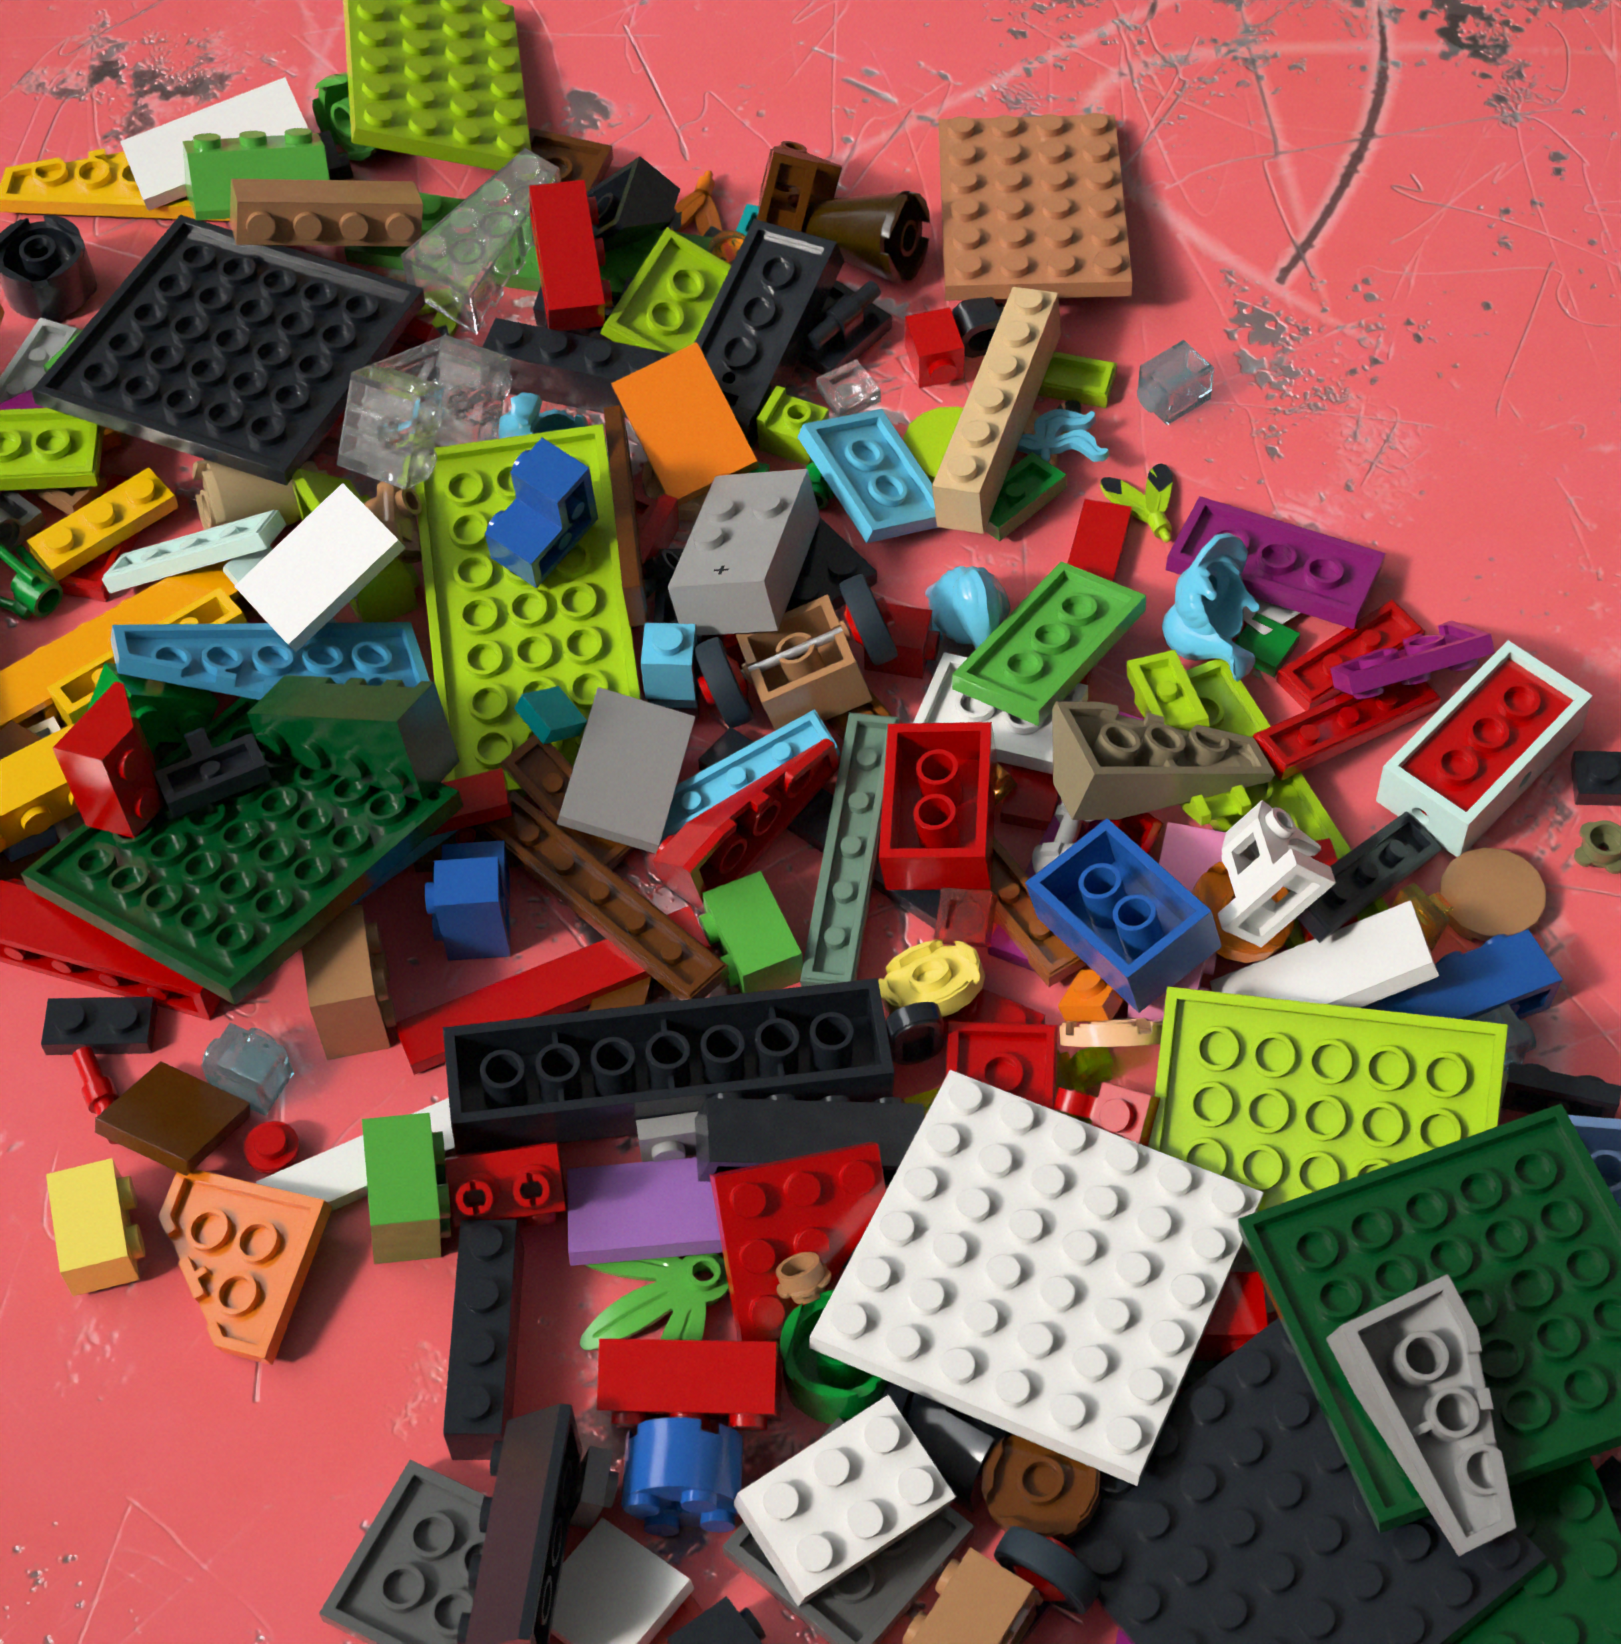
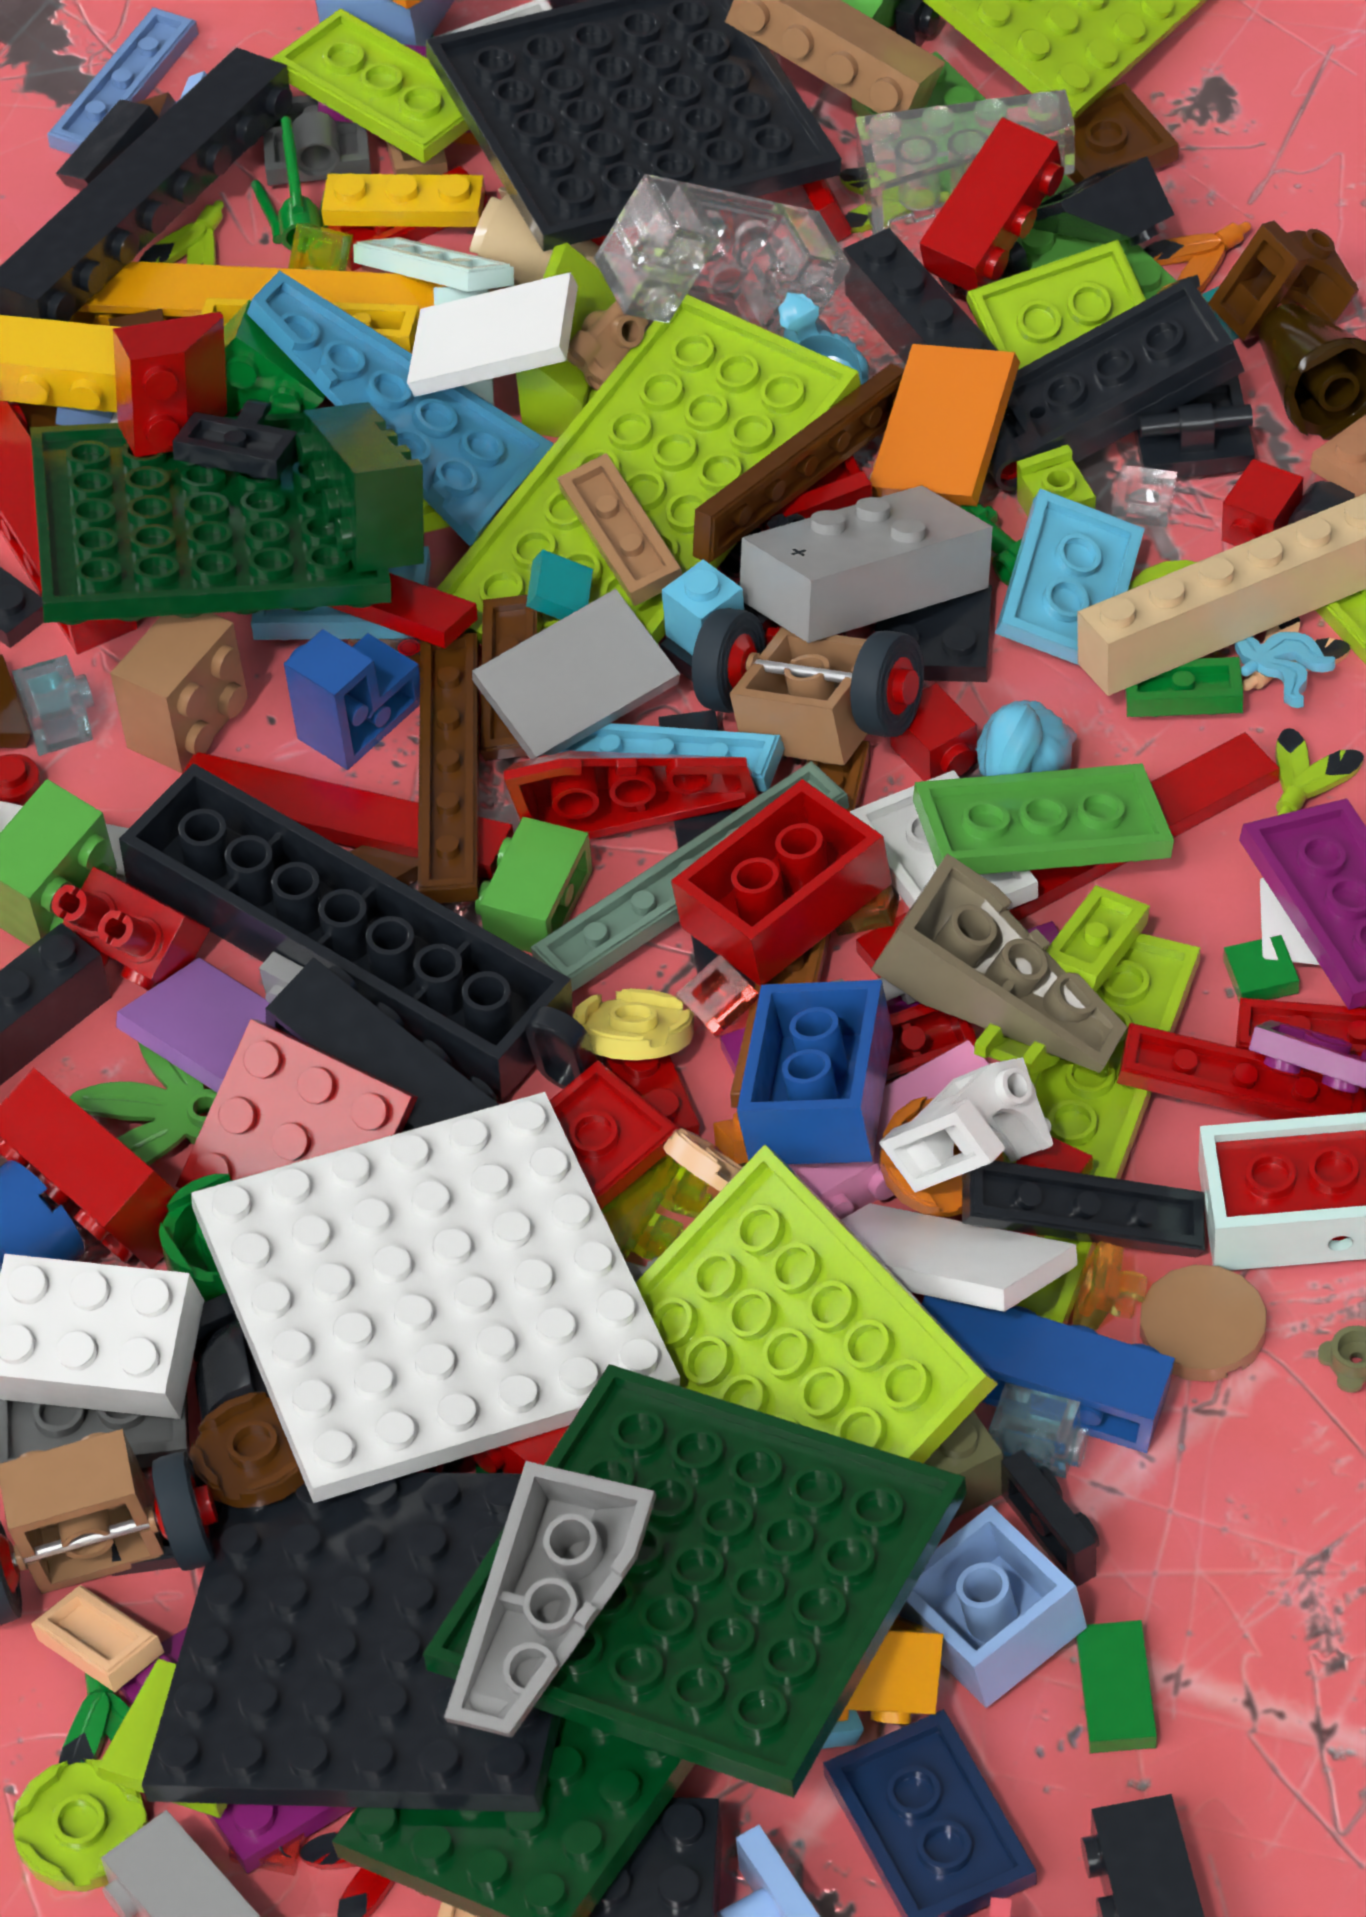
camera: 45 degrees right, 5 degrees down
(78, 601) = (319, 248): none -> clear neon green plate
(547, 517) = (710, 417): blue brick -> none
(551, 644) = (620, 529): none -> medium nougat plate
(802, 1277) = (251, 1155): medium nougat plate -> none
(1114, 1110) = (641, 1225): plate -> none
(1211, 606) = (1228, 893): medium azure piece -> none

